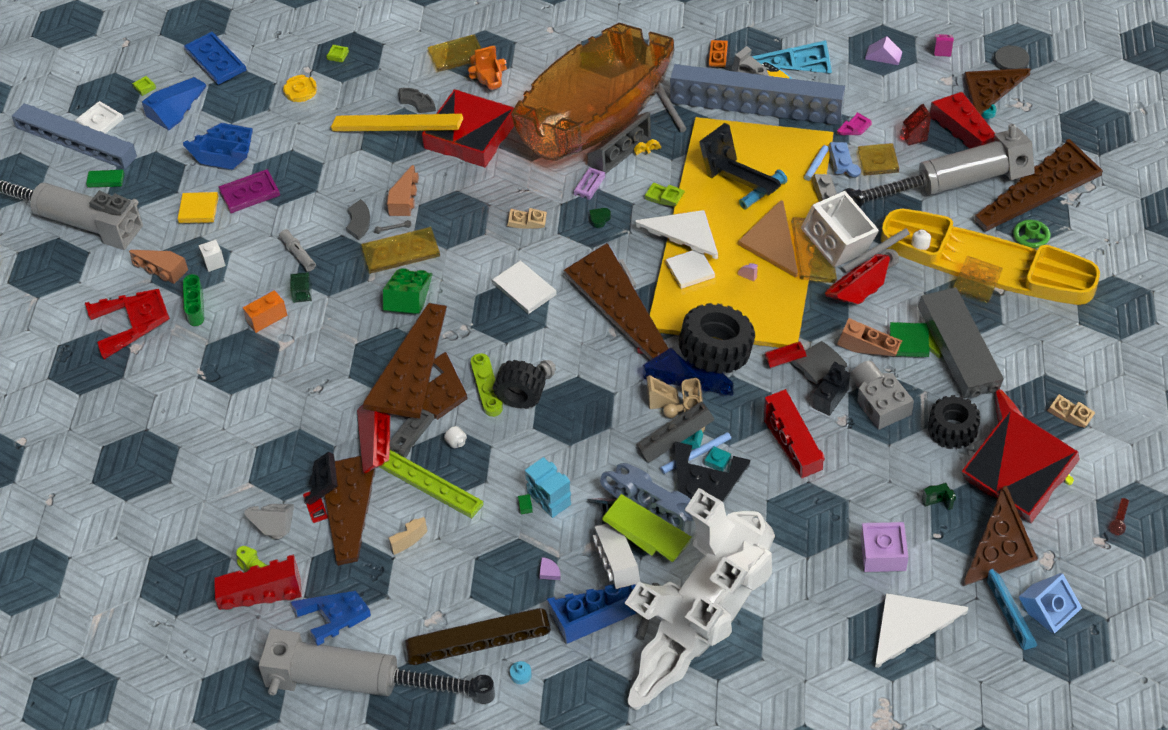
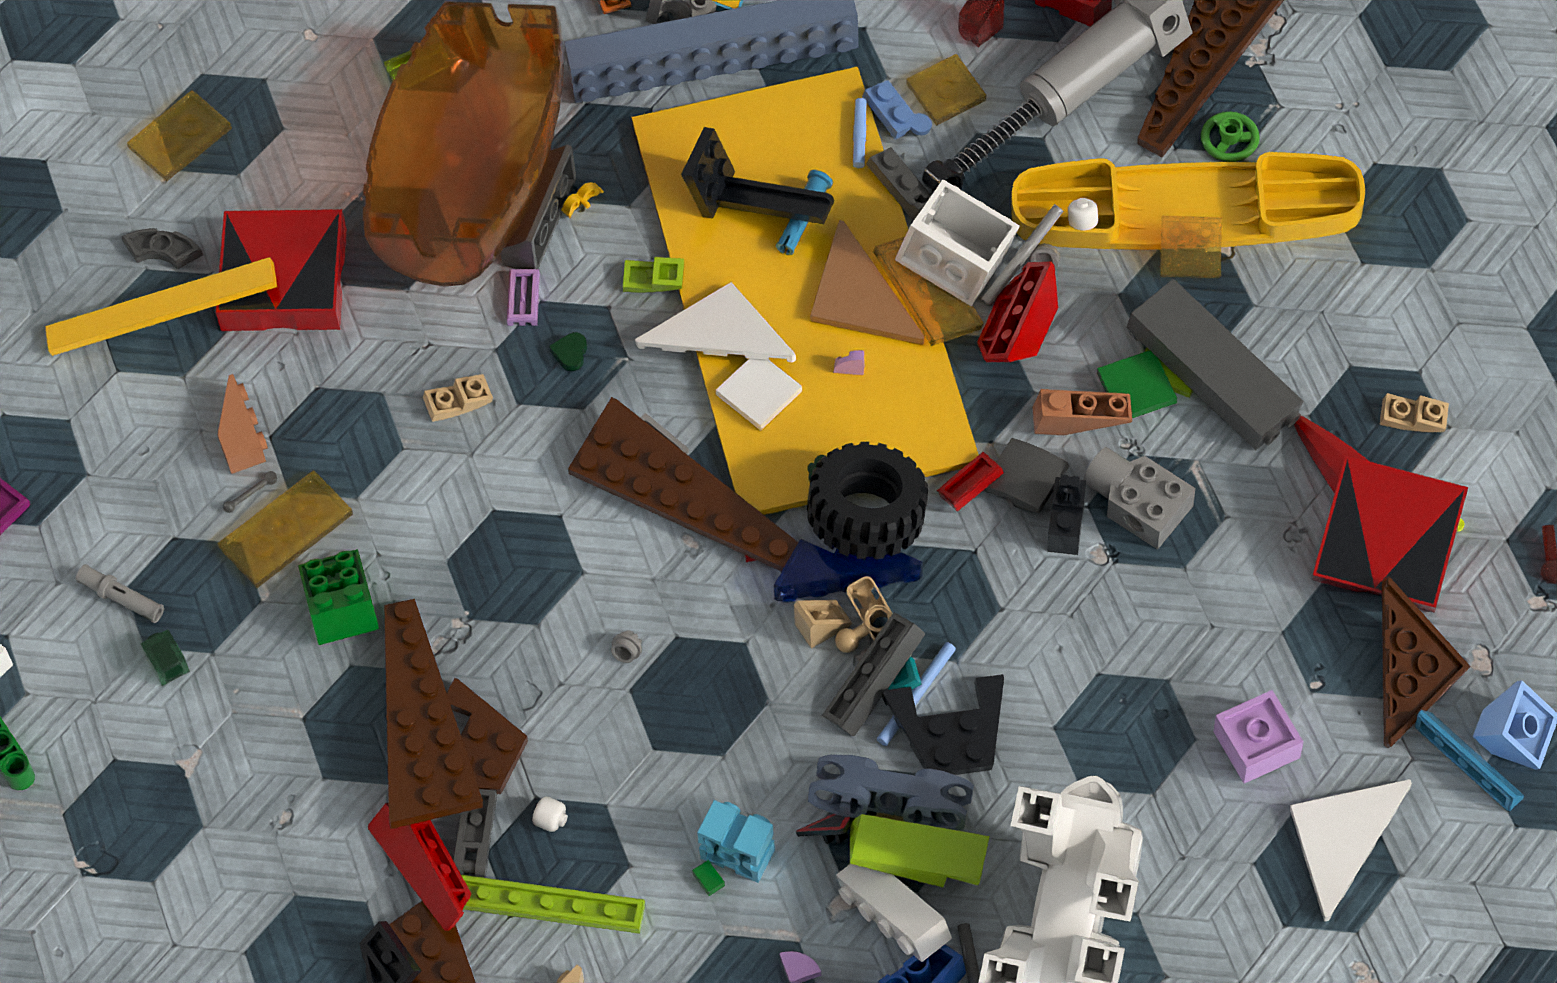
camera: 25 degrees left, 10 degrees up
(265, 311) = (131, 722): orange brick -> none
(360, 219) = (190, 498): dark grey tile -> none
(485, 380) = (546, 706): lime plate -> none
(487, 68) = (252, 149): orange piece -> none
(519, 384) = (606, 691): black tyre -> none
(524, 287) = (516, 518): white tile -> none
(671, 109) = (591, 121): light grey bar -> none
(717, 459) = (953, 690): teal plate -> none
(792, 434) = (1046, 610): red wedge -> none
(855, 126) = (885, 42): dark pink slope -> none
(938, 493) = (1288, 622): dark green bracket -> none
(954, 409) = (1263, 476): black tyre -> none

